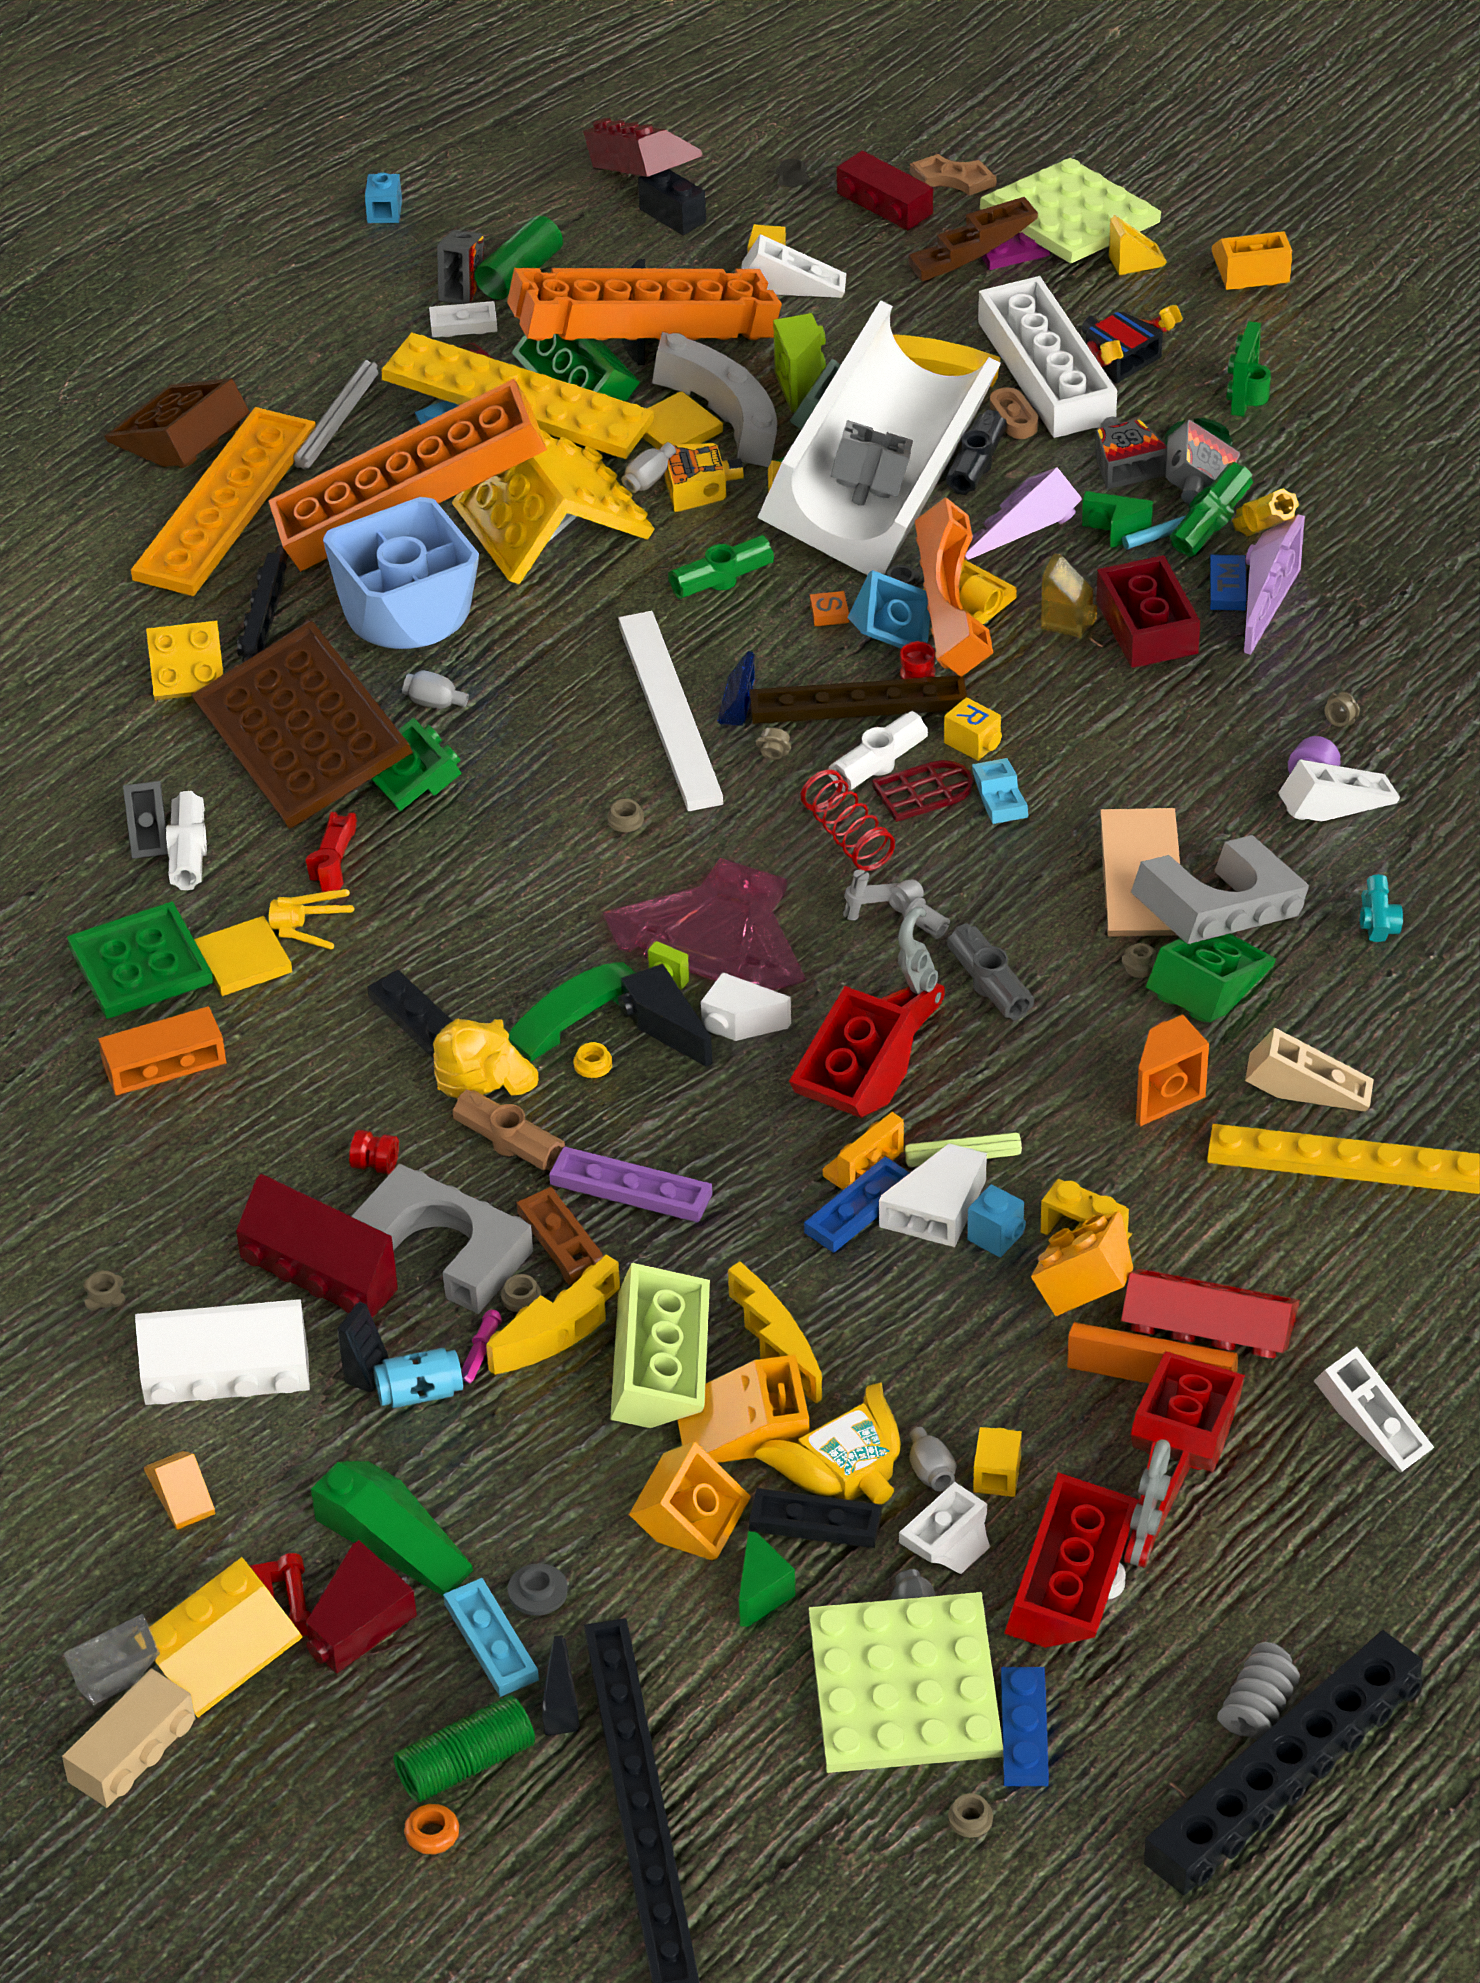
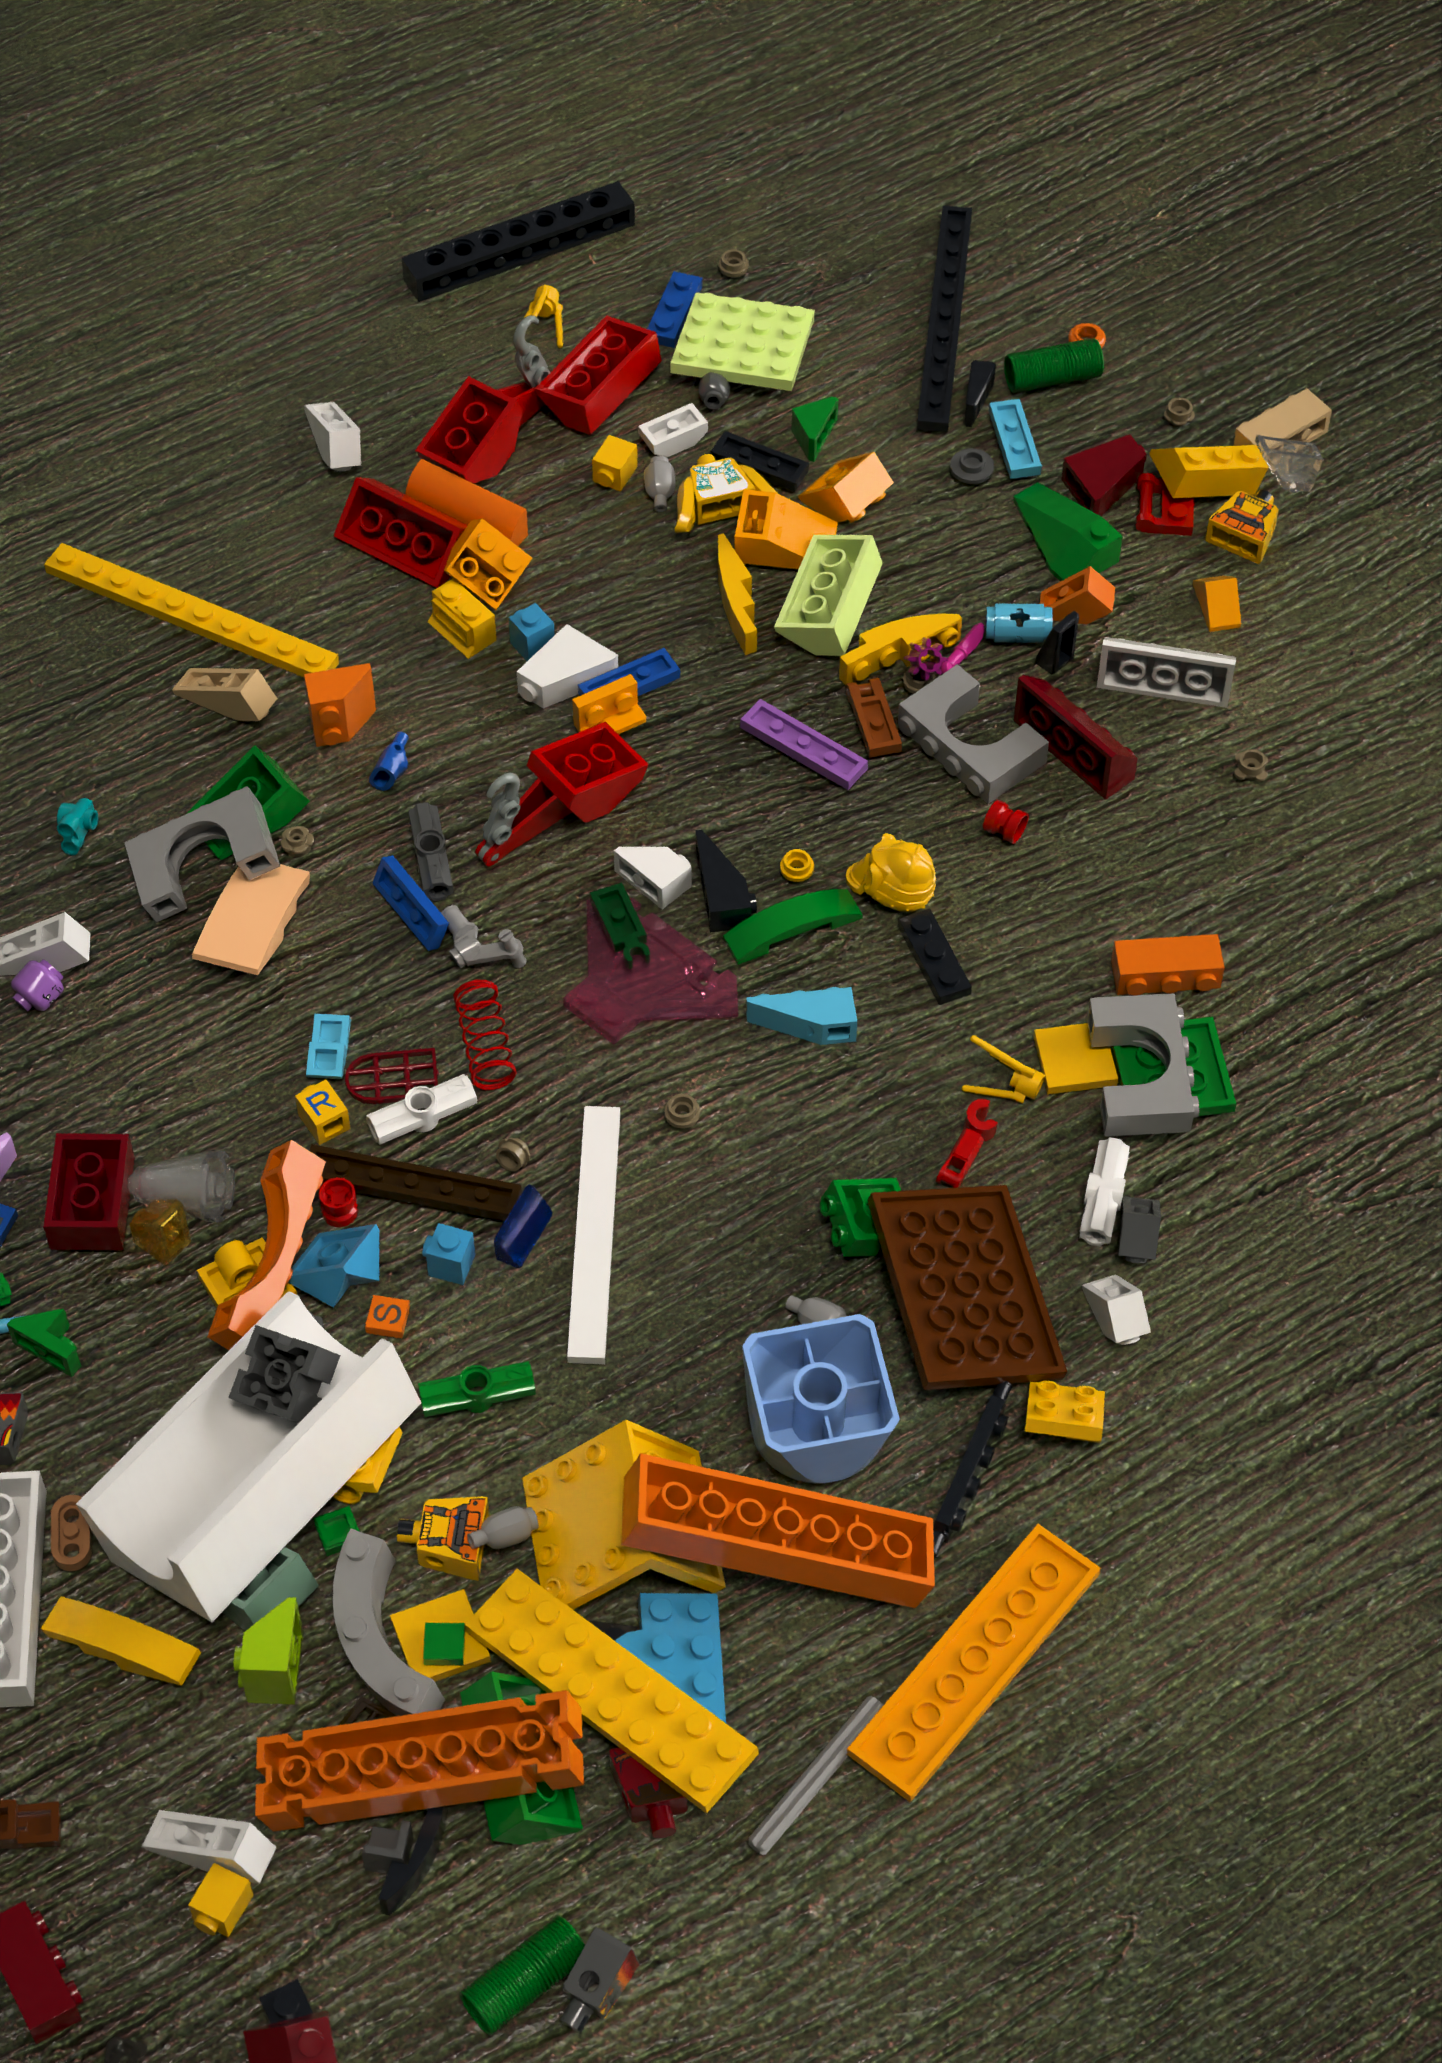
camera: 165 degrees left, 10 degrees up
(156, 751) = (1118, 1309): none -> white slope
(157, 1578) = (1244, 525): none -> yellow torso
(164, 962) = (1155, 1025): none -> light grey arch
(181, 422) = (1007, 1807): reddish brown slope -> none
(276, 1730) = (1179, 411): none -> dark tan plate
(352, 1427) = (1084, 593): none -> orange slope
(463, 319) = (624, 1893): white plate -> none
(508, 1129) = (887, 807): medium nougat piece -> none
(513, 1273) = (920, 651): none -> magenta gear
(525, 917) = (814, 1016): none -> medium azure slope
(667, 408) = (444, 1644): none -> green tile
(674, 961) = (702, 931): lime plate -> none
(754, 940) = (620, 922): none -> dark green plate
(793, 648) = (449, 1253): none -> dark azure brick
(994, 1145) = (525, 711): yellowish green axle -> none
(1010, 933) = (410, 903): none -> blue plate
(1030, 507) = (141, 1372): wedge -> none
(1063, 635) = (195, 1180): none -> clear cone
(1081, 1047) = (390, 764): none -> blue piece
(1201, 1676) = (546, 304): none -> yellow plant
(1259, 1691) = (515, 275): light grey piece -> none

